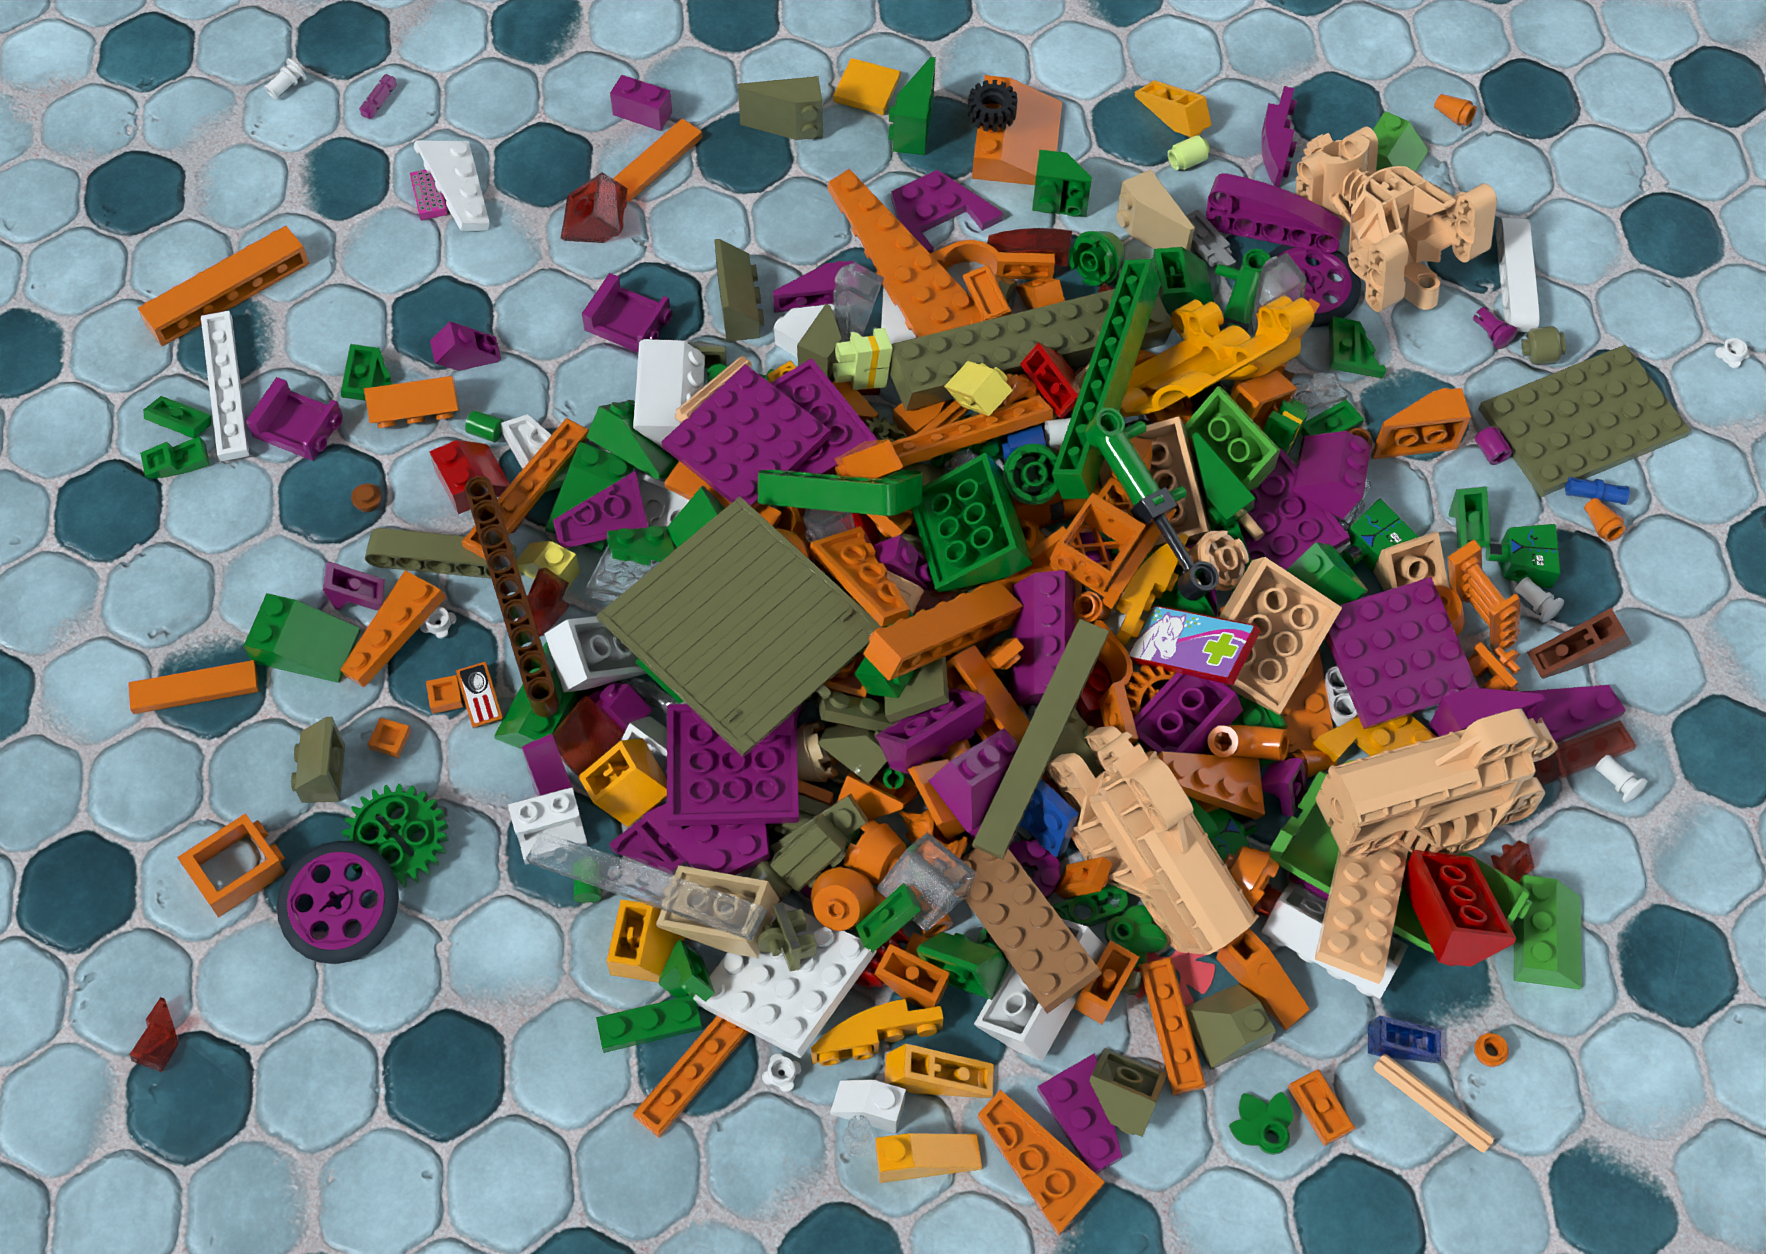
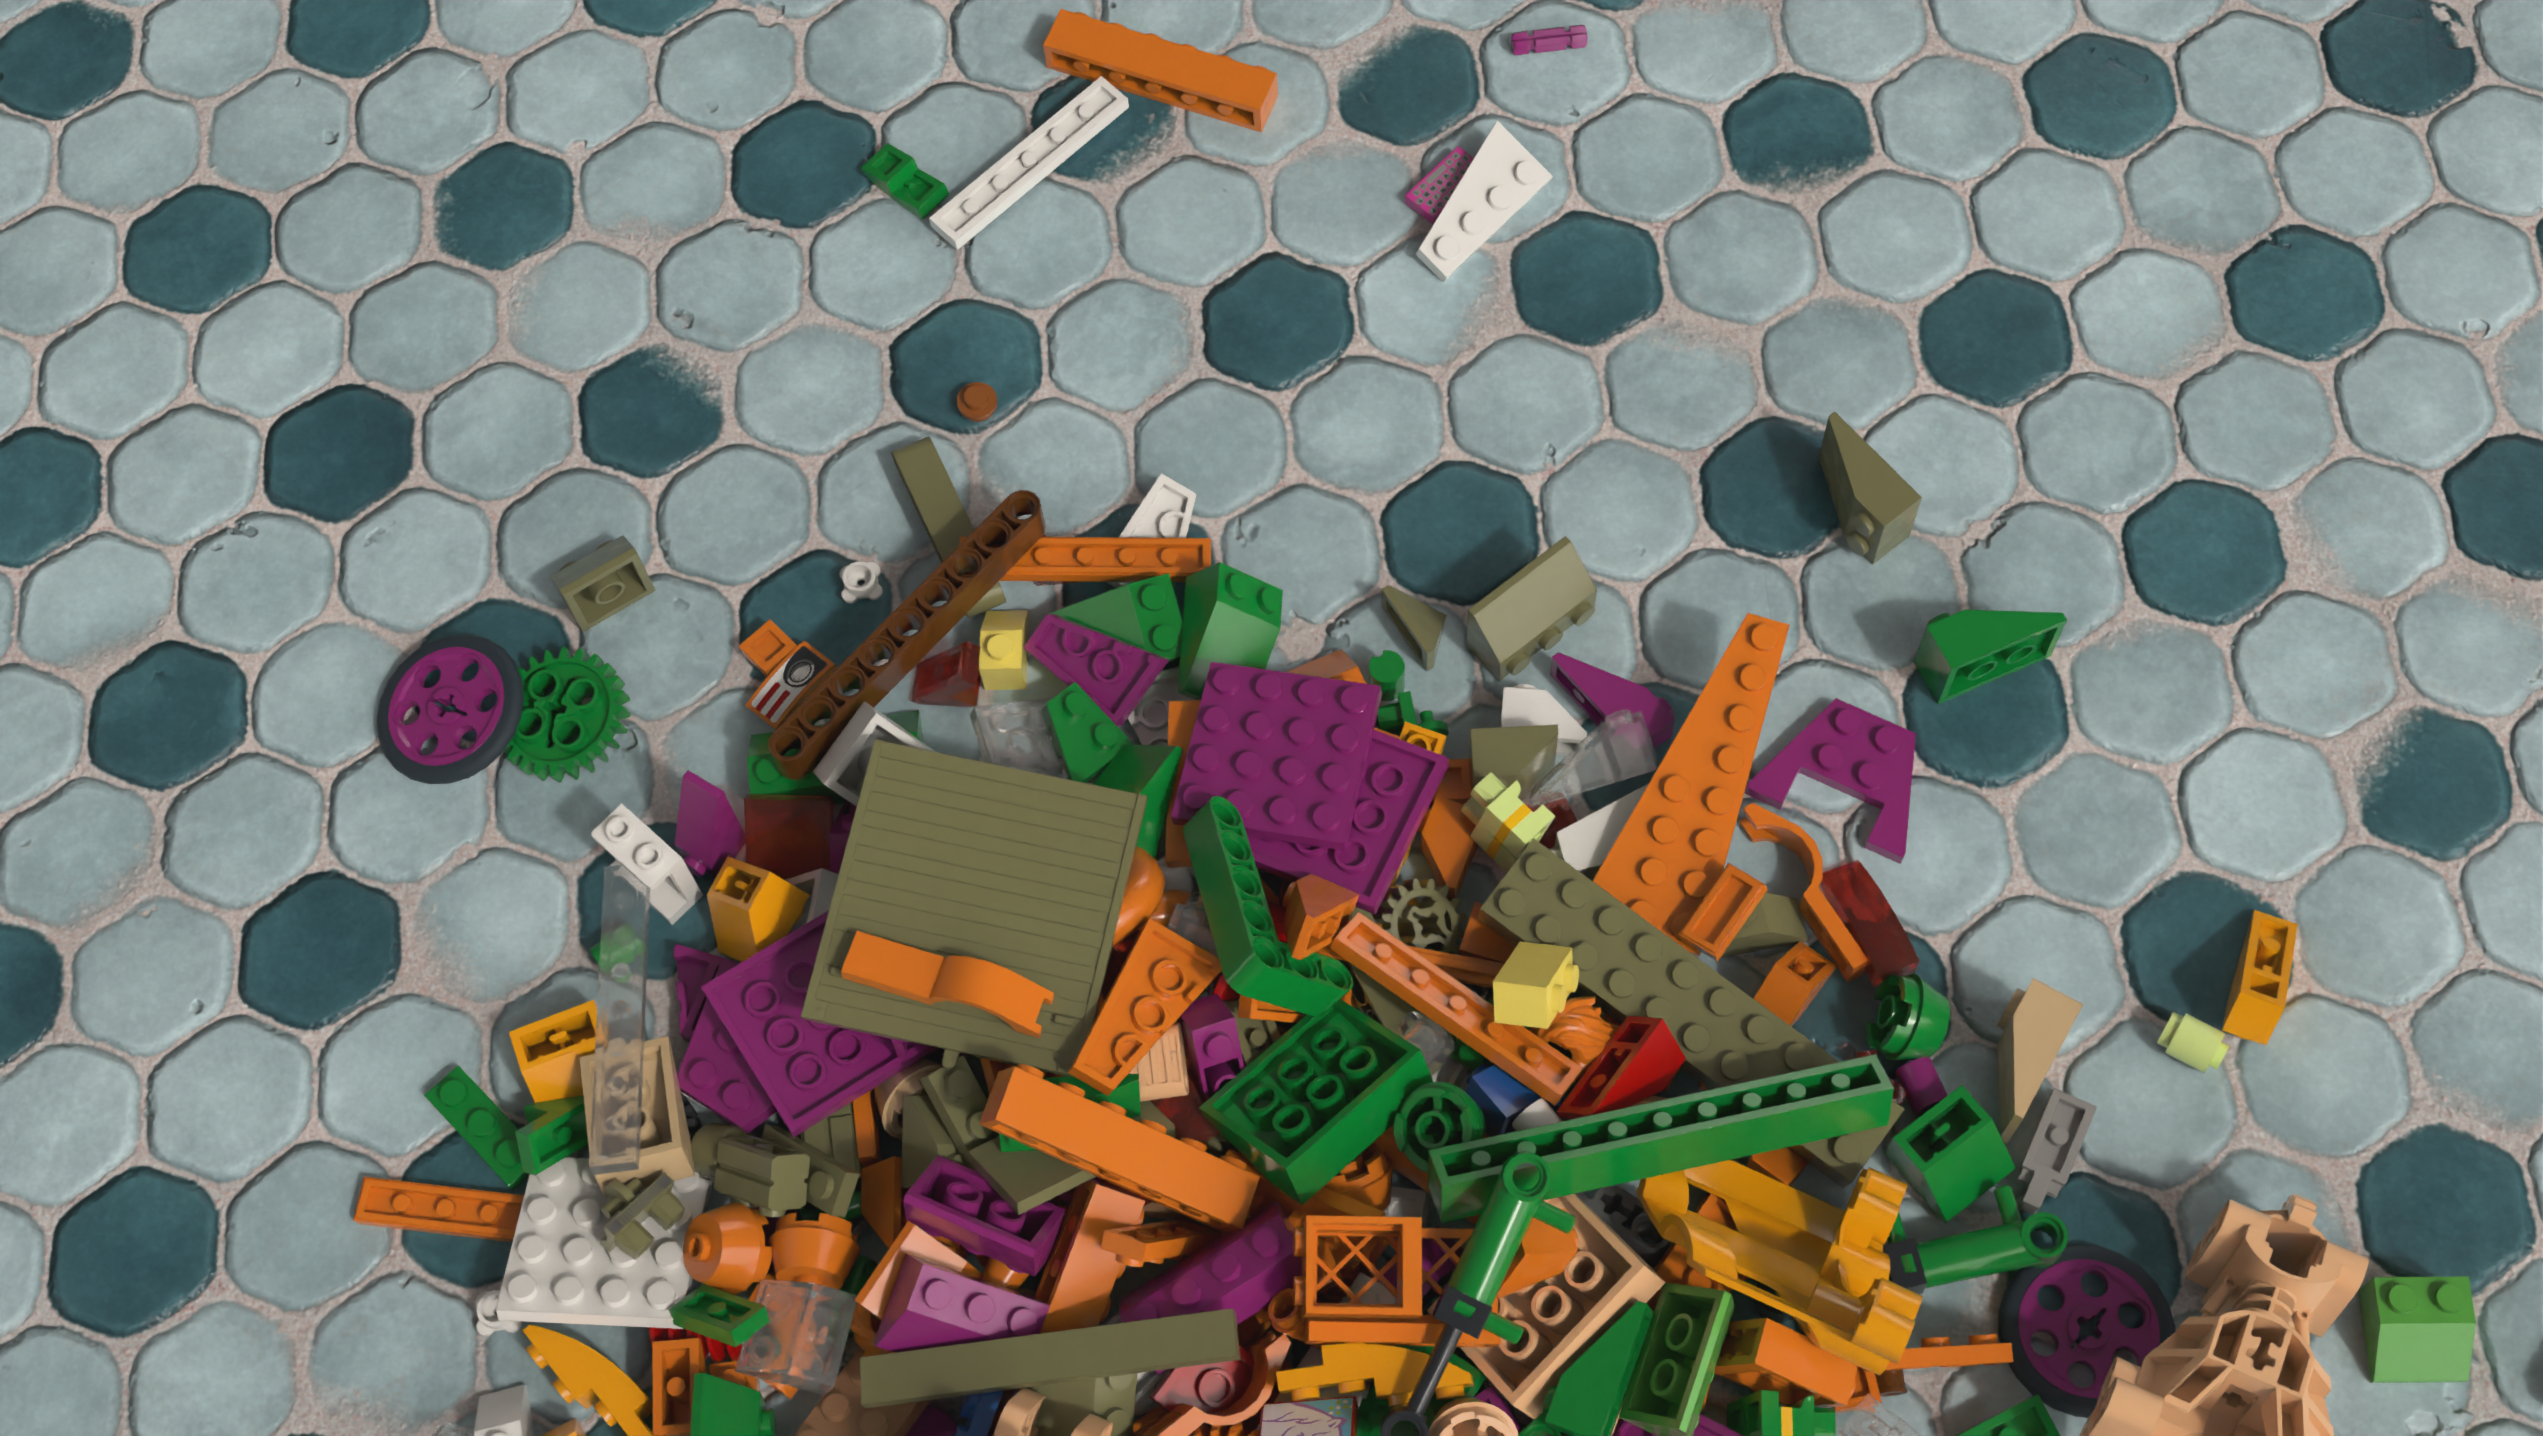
camera: 65 degrees right, 5 degrees up
(158, 1039) = (212, 642): clear red slope -> none
(177, 417) = (955, 145): green plate -> none
(193, 687) = (633, 395): orange tile -> none
(246, 884) = (403, 561): orange window -> none
(294, 420) = (1029, 261): magenta panel -> none
(300, 639) = (749, 459): green slope -> none
(352, 586) = (841, 465): magenta slope -> none
(363, 370) = (1138, 294): green wing -> none
(389, 737) = (681, 629): orange plate -> none
(395, 622) = (832, 539): orange wing -> none
(412, 401) = (1129, 361): orange brick -> none
(459, 462) = (1077, 484): red slope -> none
(464, 347) = (1245, 368): magenta slope -> none
(484, 426) = (1151, 458): green piece -> none
(595, 211) = (1546, 379): clear red slope -> none
(624, 315) = (1417, 510): magenta panel -> none
(641, 102) = (1751, 323): magenta brick -> none
(658, 157) = (1683, 395): orange tile -> none
(666, 378) = (1318, 620): white slope -> none
(686, 409) = (1391, 681): light nougat axle -> none
(777, 661) = (950, 978): none -> orange piece
(867, 86) = (1994, 566): light orange tile -> none
(992, 94) = (2051, 716): black tyre -> none
(1014, 152) = (2053, 797): orange slope -> none
(1061, 185) = (1987, 898): green slope -> none
(1271, 215) = (2149, 1211): magenta beam -> none
(1277, 137) = (2315, 1147): magenta slope -> none
(1278, 278) = (1981, 1292): clear slope -> none

